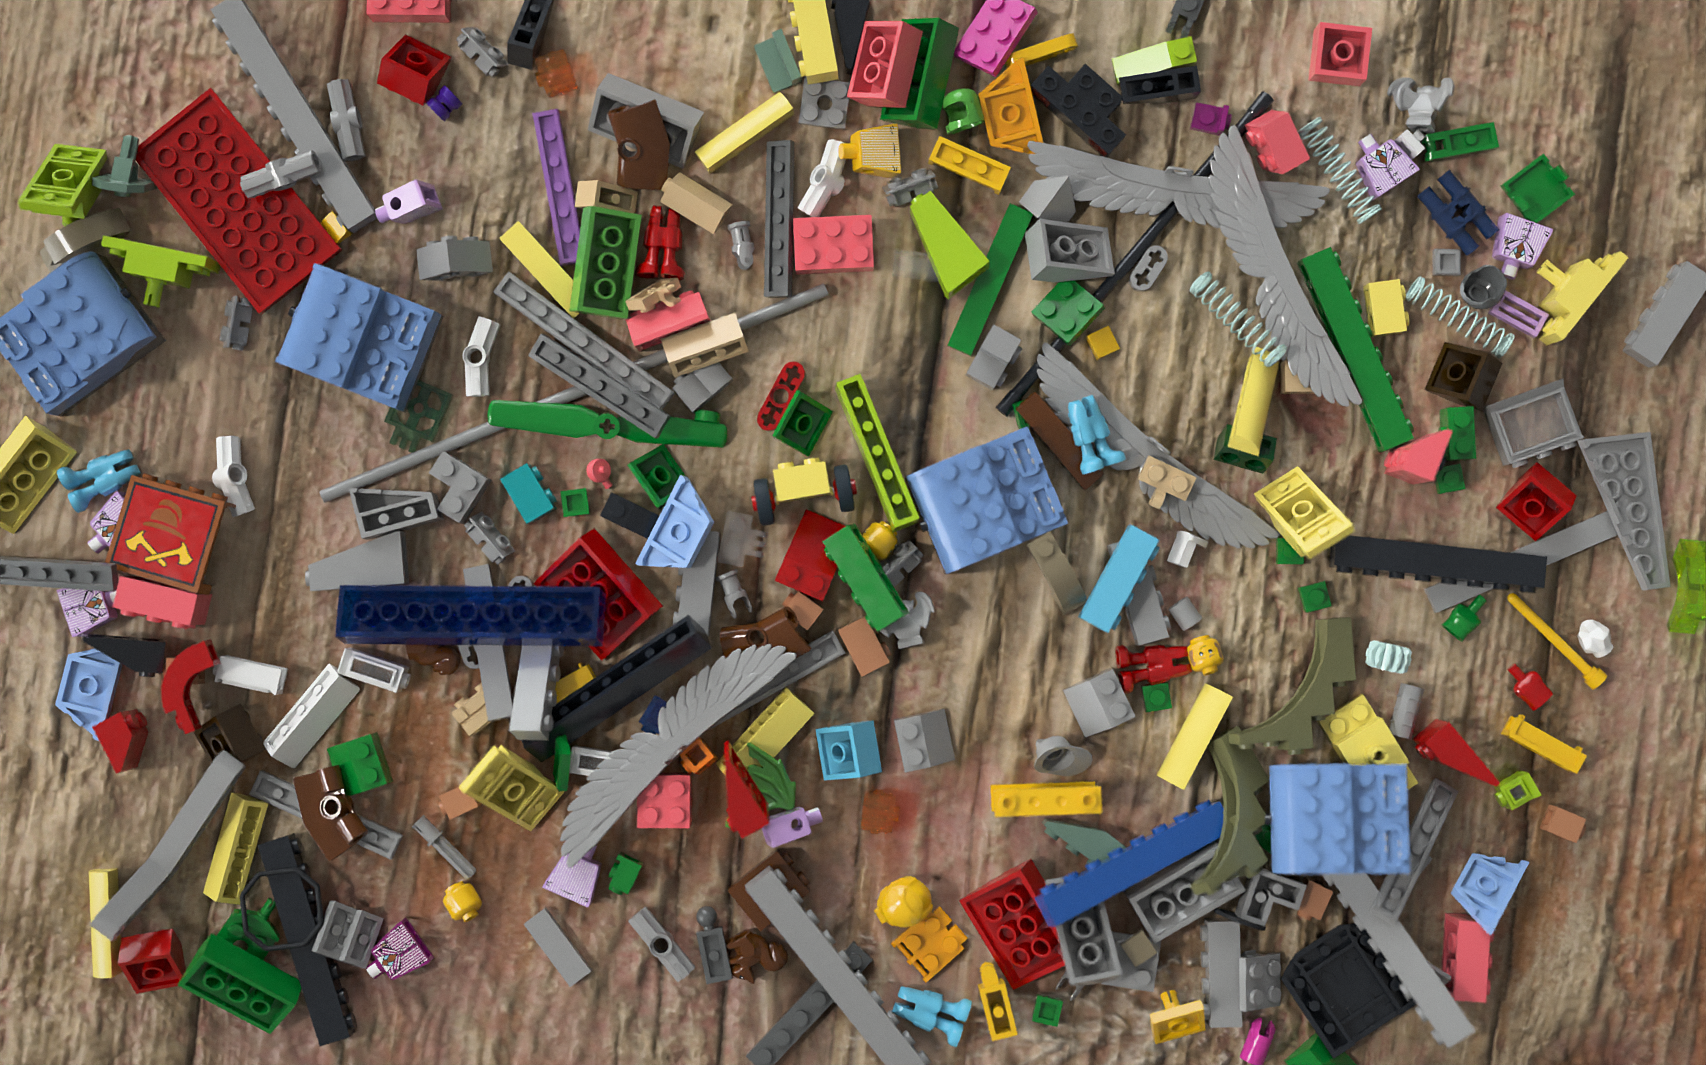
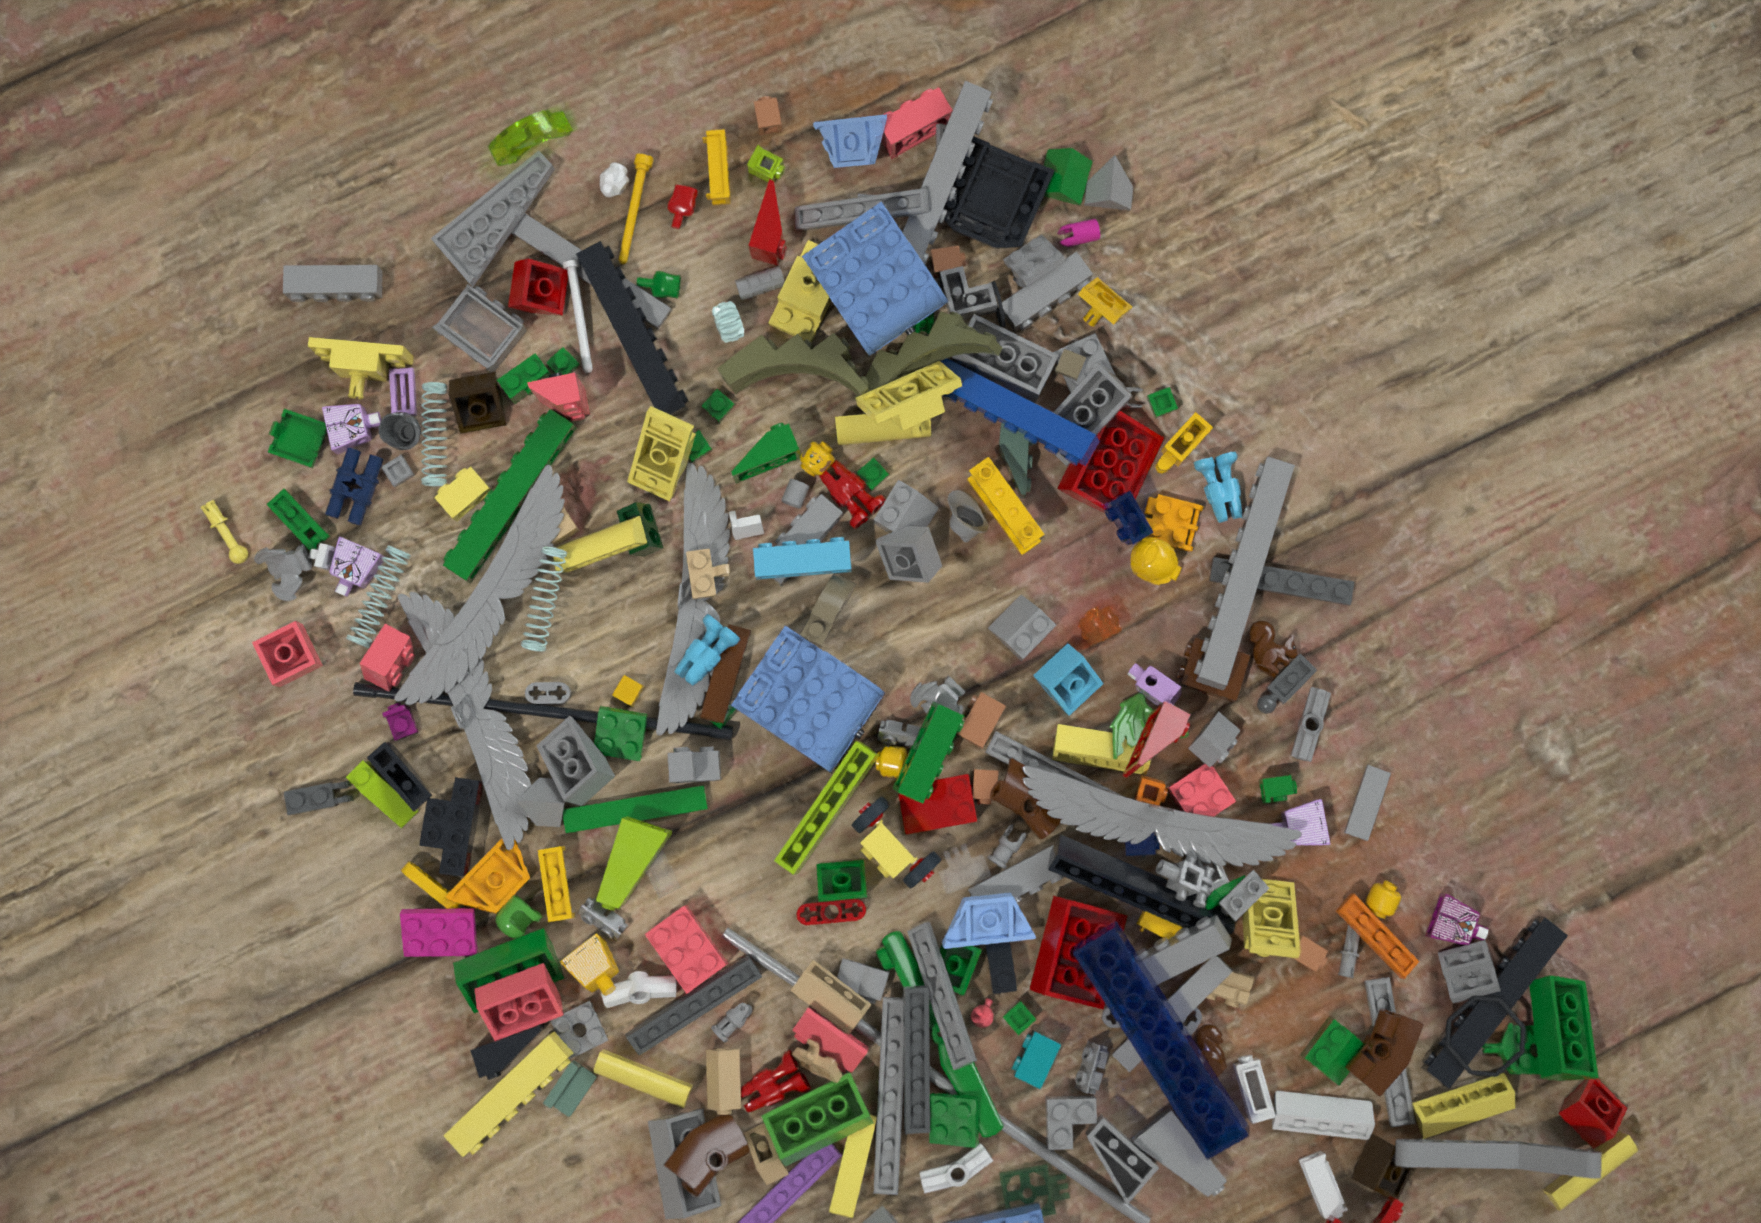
camera: 120 degrees left, 5 degrees down
(433, 873) = (1377, 936): none -> orange tile
(524, 384) = (954, 1120): none -> green plate
(548, 776) = (1243, 896): none -> light grey hinge
(596, 735) = (1187, 879): none -> light grey piece
(640, 445) = (942, 996): none -> light grey tile
(704, 846) = (1215, 740): none -> light grey brick
(959, 904) = (1128, 518): none -> clear blue brick
(1058, 681) = (909, 554): none -> light grey slope
(1204, 778) = (911, 398): none -> light yellow brick
(1238, 616) = (770, 452): none -> green slope
(1465, 67) = (237, 554): none -> light yellow pin
(1536, 545) = (571, 267): none -> white bar

